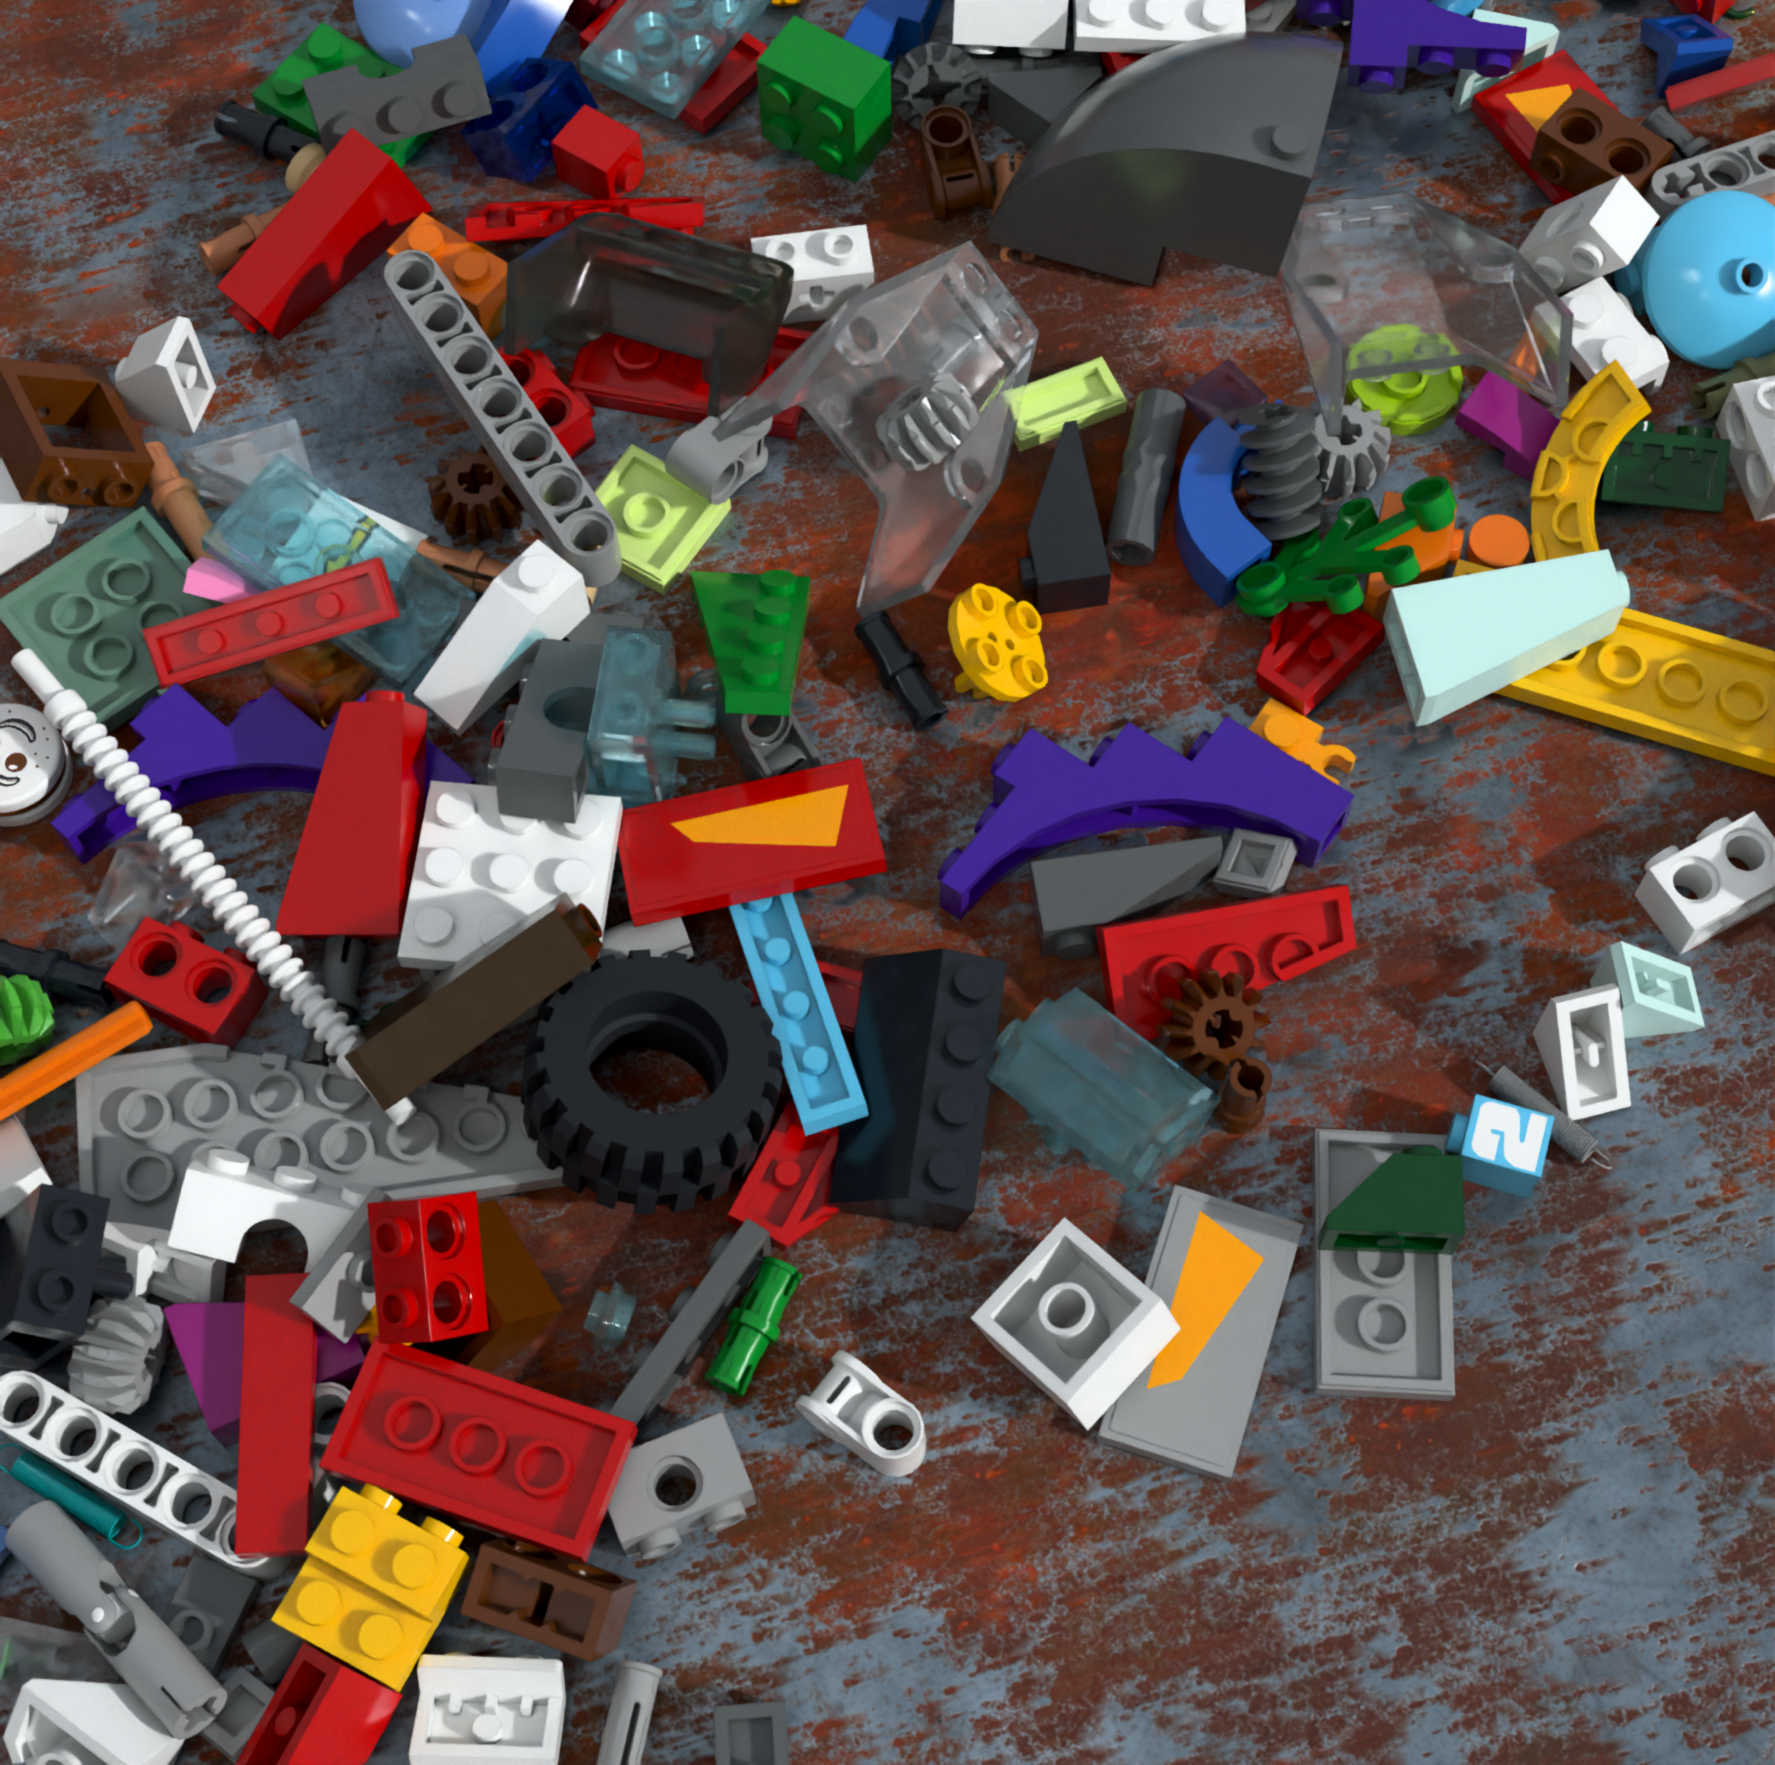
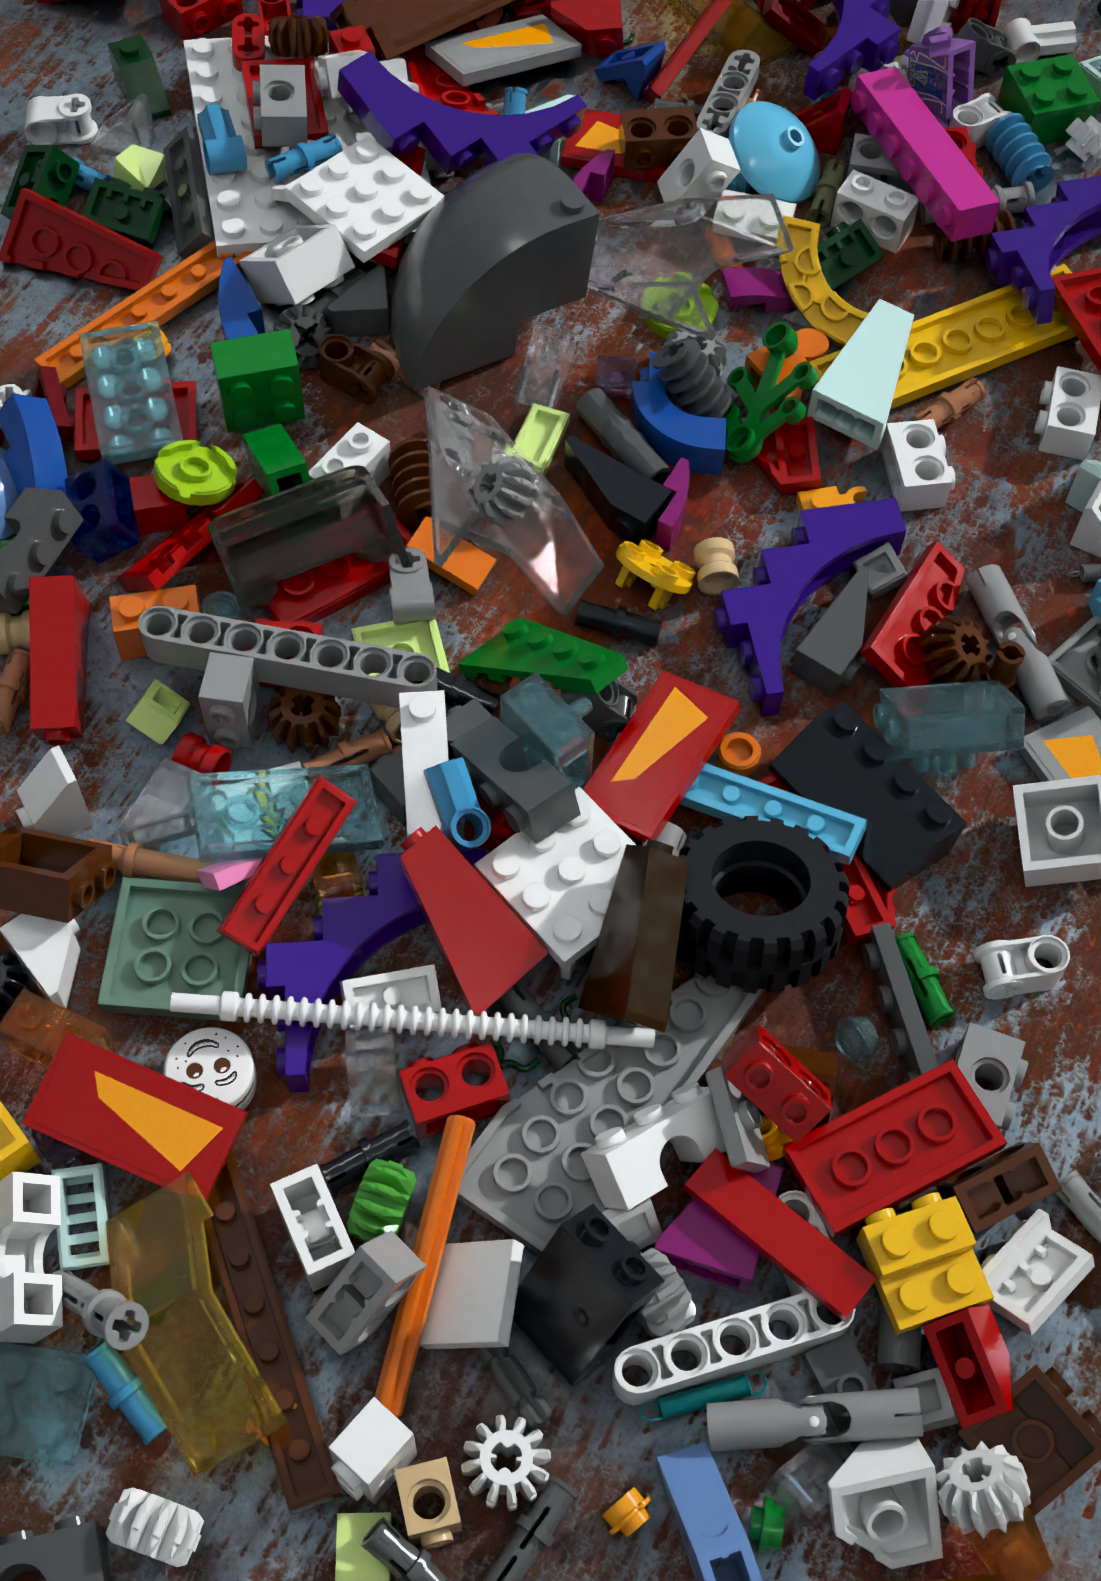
camera: 50 degrees left, 5 degrees down
(240, 840) = (405, 987): none -> white plate
(272, 1008) = (512, 1063): none -> dark green piece
(339, 453) = (198, 755): none -> red wheel
(362, 371) = (158, 712): none -> yellowish green slope
(414, 415) = (231, 700): none -> light grey brick
(469, 695) = (456, 799): none -> dark azure piece
(647, 149) = (195, 473): none -> lime tile
(649, 591) = (461, 691): none -> black pin
(744, 200) = (275, 460): none -> green slope
(812, 463) = (464, 567): none -> orange tile
(860, 921) = (738, 753): none -> orange tile
(1074, 700) = (715, 565): none -> tan wheel
(1092, 608) = (672, 518): none -> magenta slope
(1162, 324) = (547, 365): none -> clear slope
(1306, 1087) = (1035, 674): none -> light grey piece
(1437, 779) = (917, 465): none -> white brick
(1470, 150) = (596, 176): none -> magenta slope
(1573, 751) = (951, 405): none -> nougat pin

